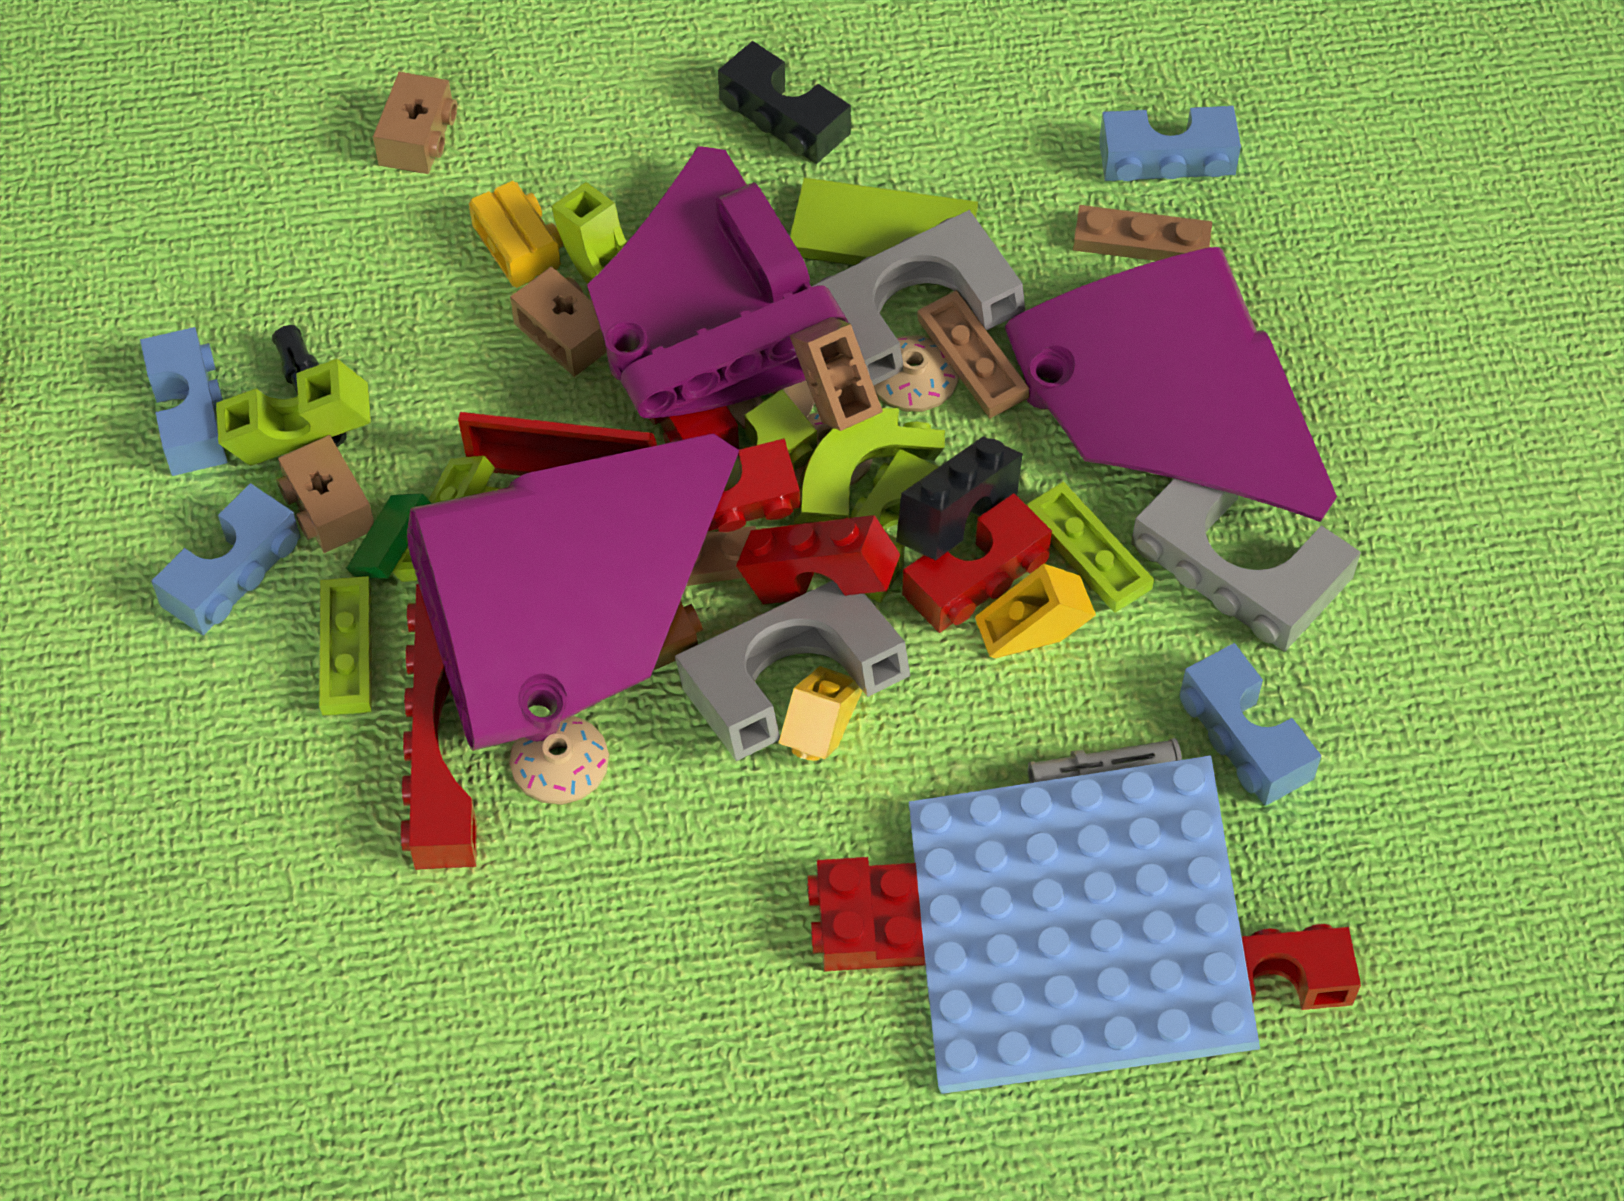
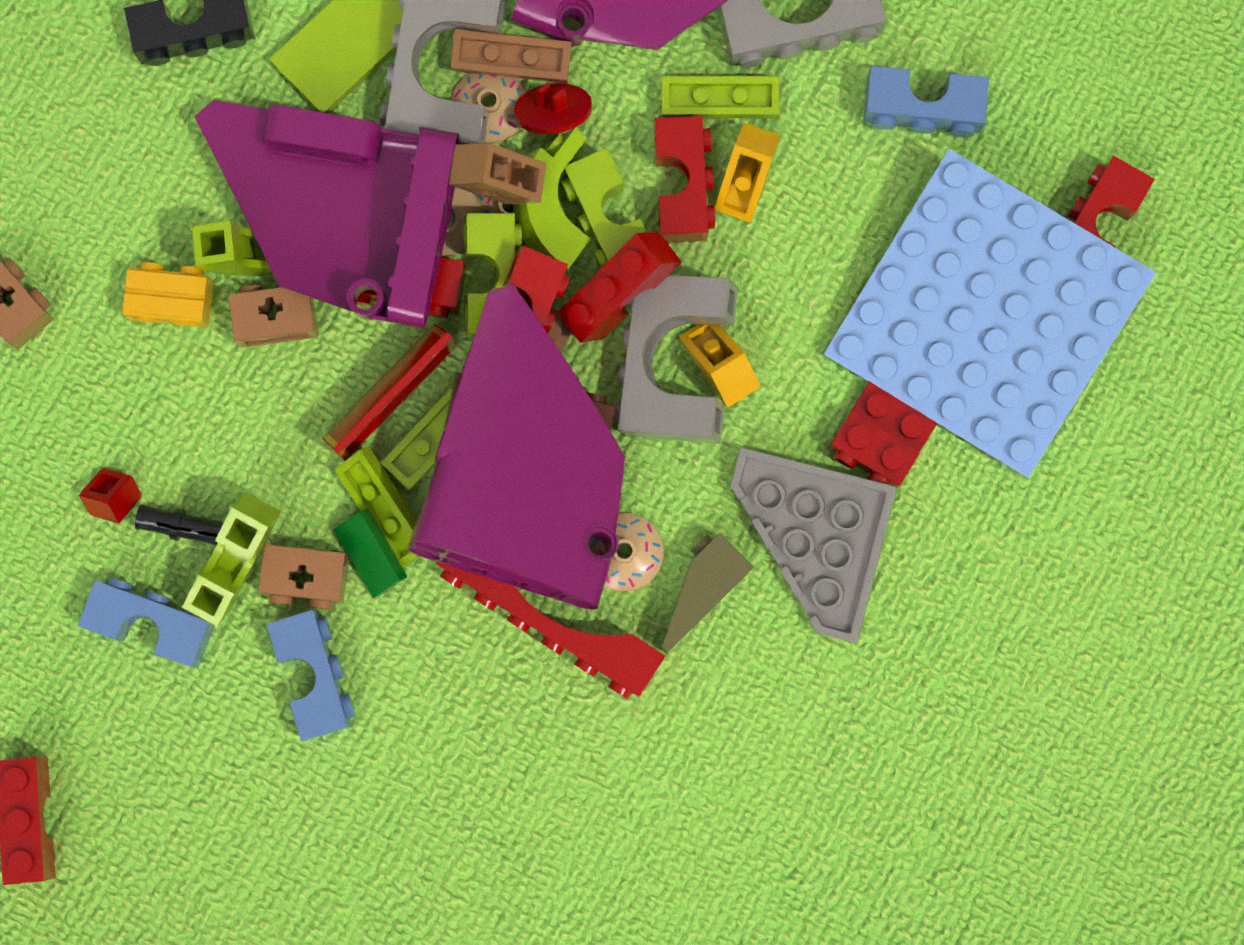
camera: 55 degrees left, 25 degrees up
(291, 304) = (110, 495): none -> red slope
(345, 646) = (438, 637): lime plate -> none
(575, 844) = (708, 580): none -> olive slope
(716, 920) = (821, 532): none -> light grey plate
(938, 505) = (633, 157): black arch -> none
(951, 410) = (553, 108): none -> red piece
(1104, 761) = (879, 228): light grey pin -> none

